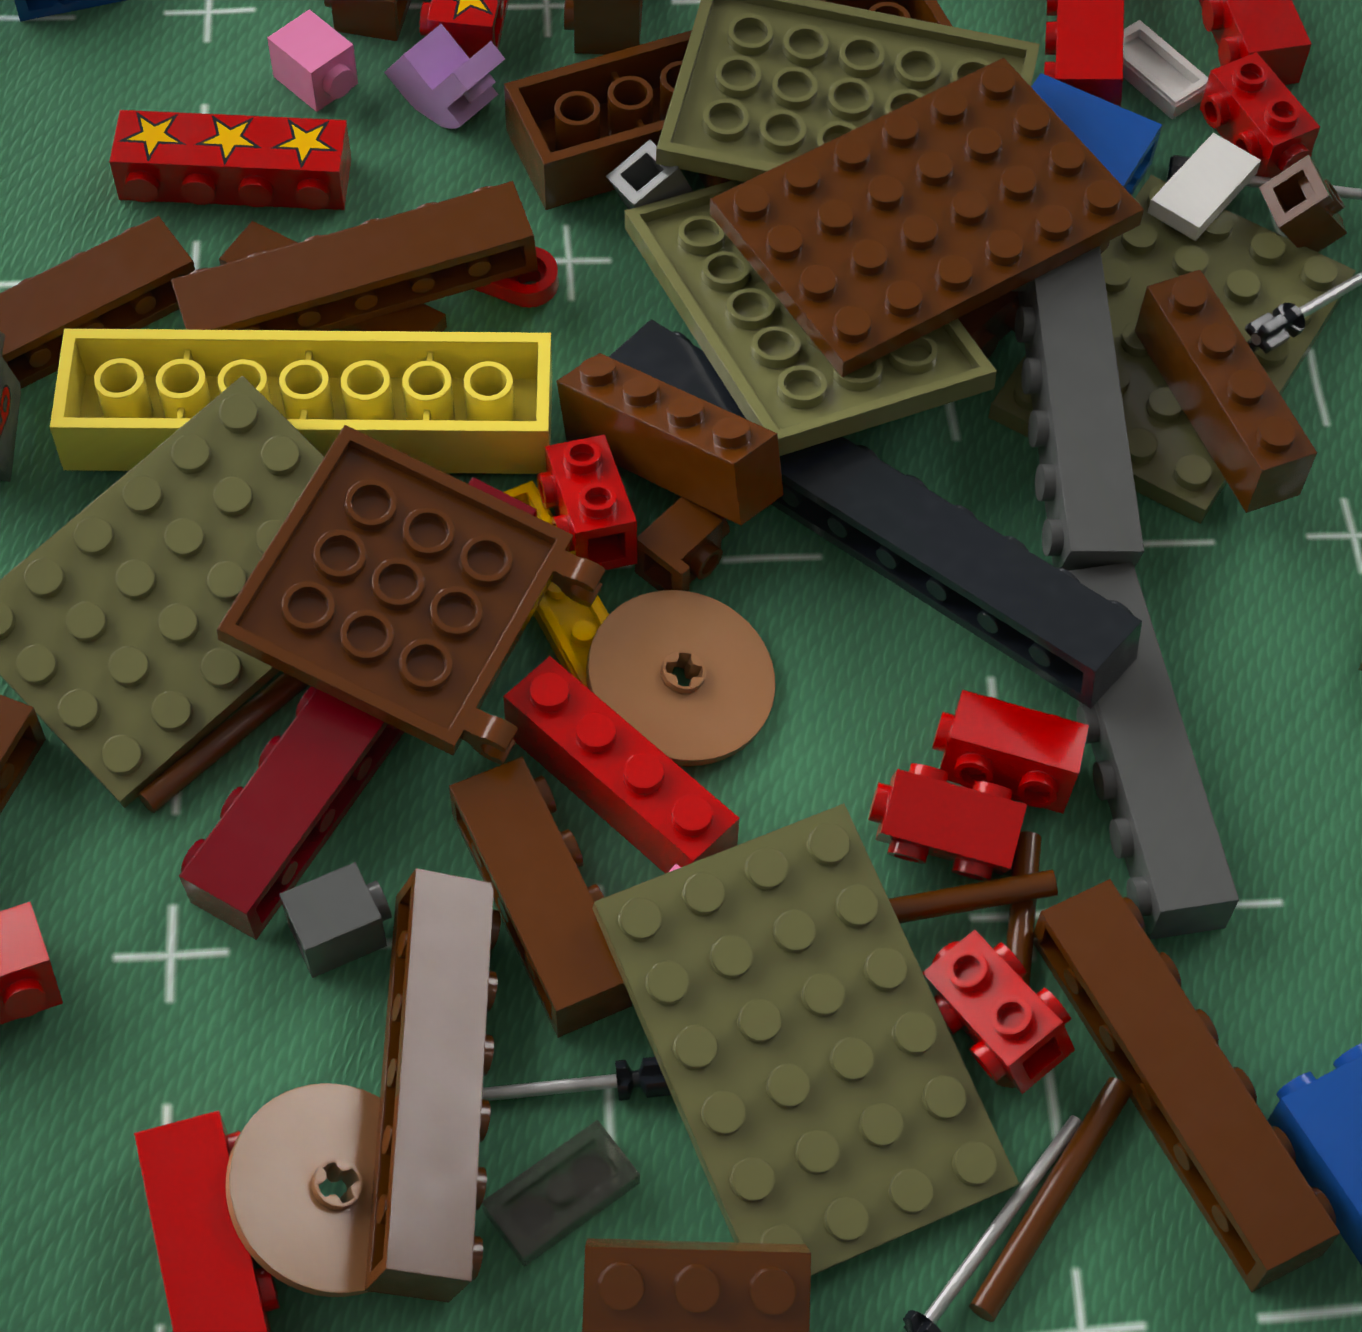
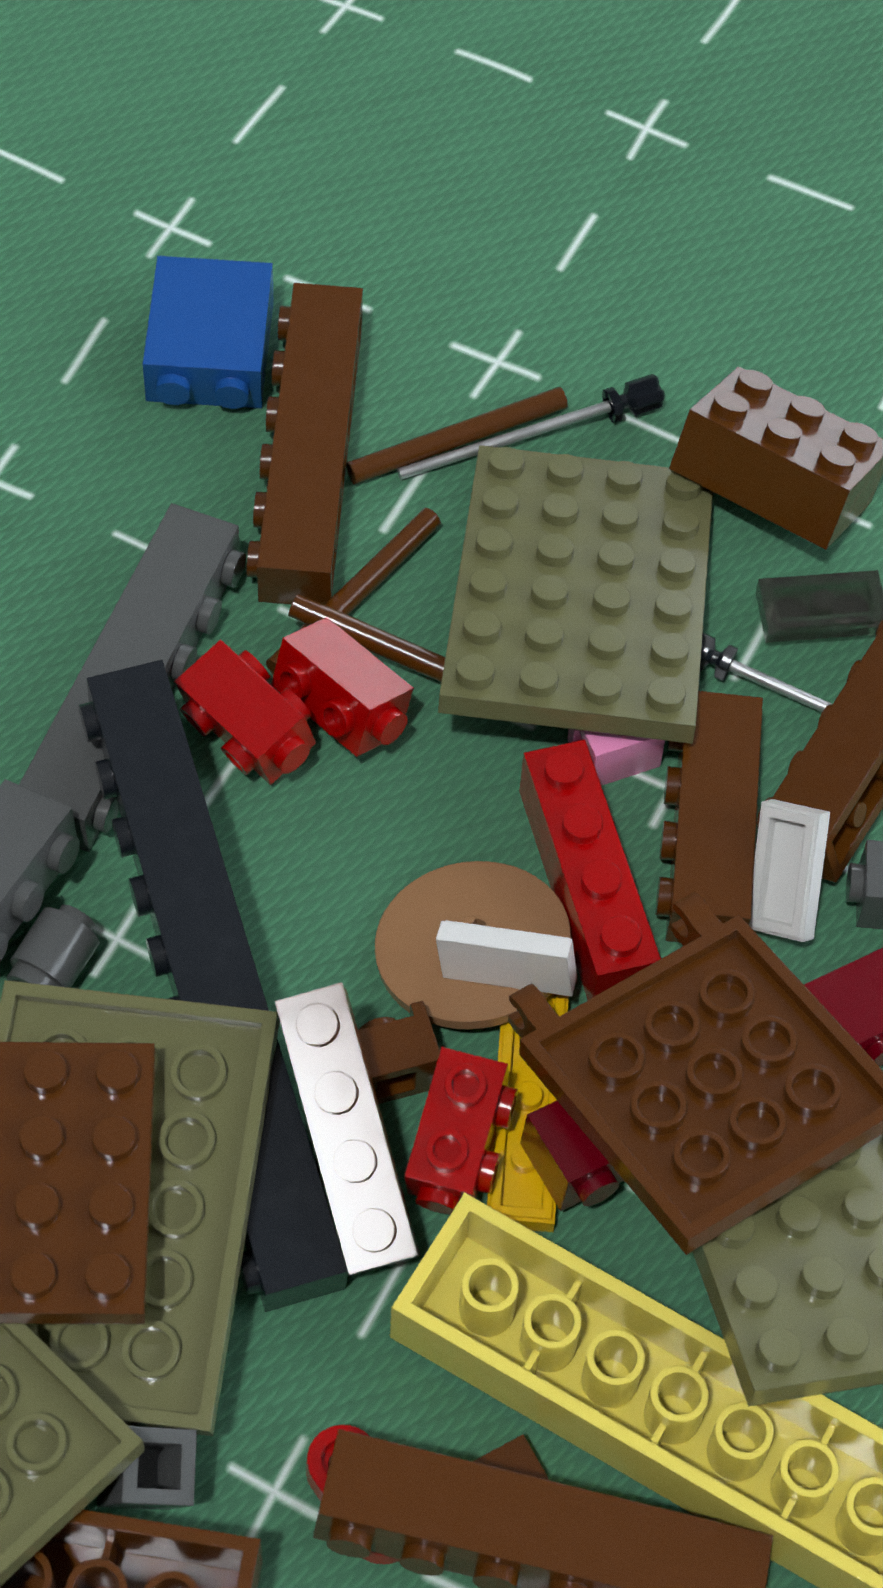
camera: 150 degrees left, 0 degrees up
(440, 850) = (788, 869): none -> white tile
(634, 633) = (506, 957): none -> white tile
(1002, 489) = (55, 948): none -> dark grey brick
(1011, 1024) = (415, 535): red brick -> none

